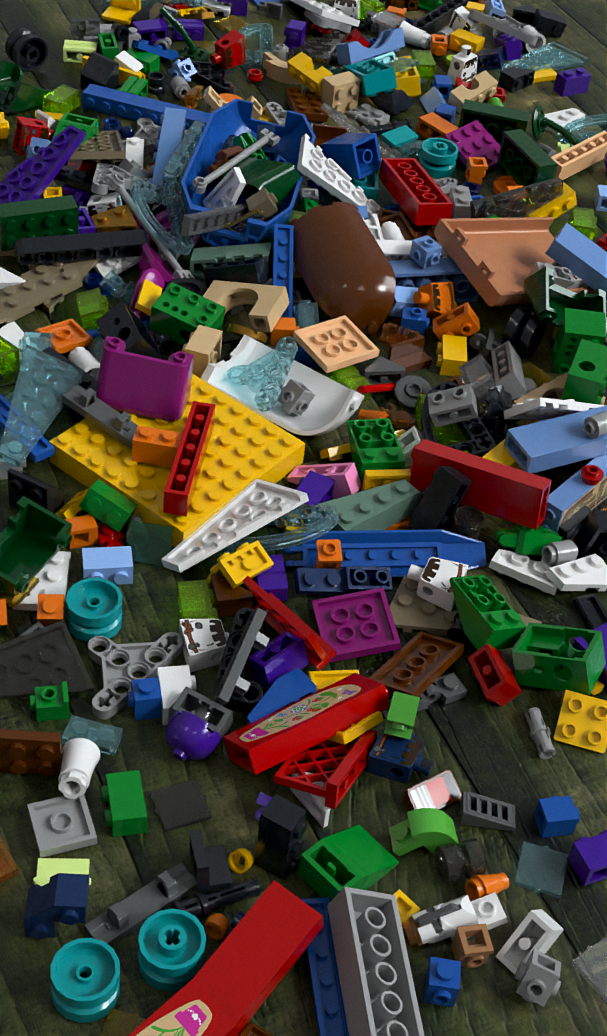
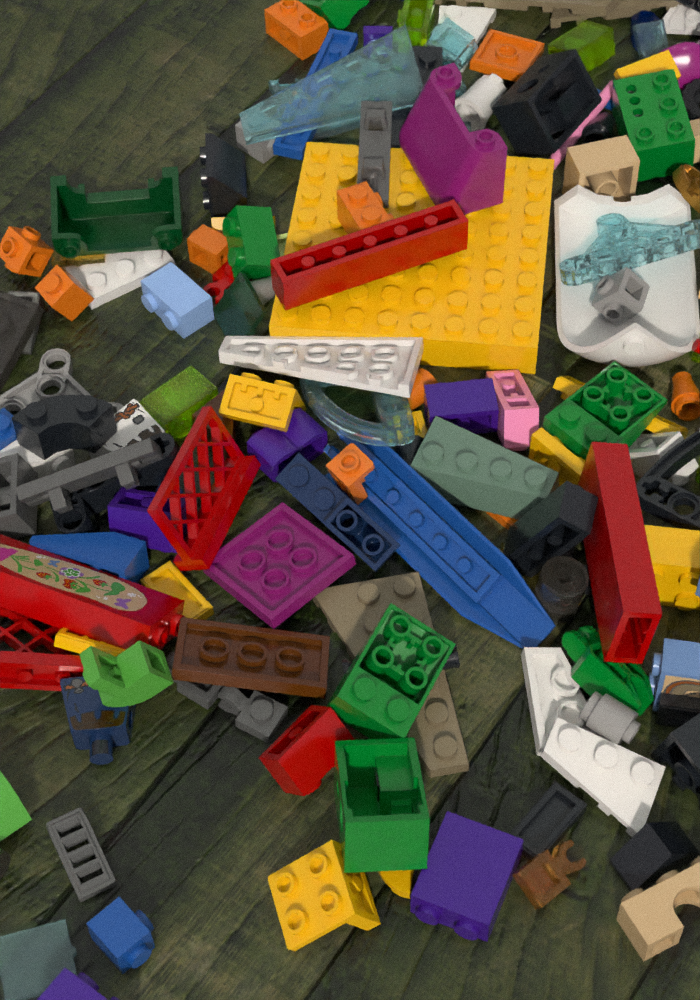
camera: 65 degrees right, 10 degrees up
(94, 609) = (93, 324): teal wheel -> none
(183, 652) = (64, 424): none -> black brick
(435, 582) = (423, 598): white torso -> none
(435, 792) = (67, 782): slope -> none
(540, 733) = (260, 854): light grey pin -> none

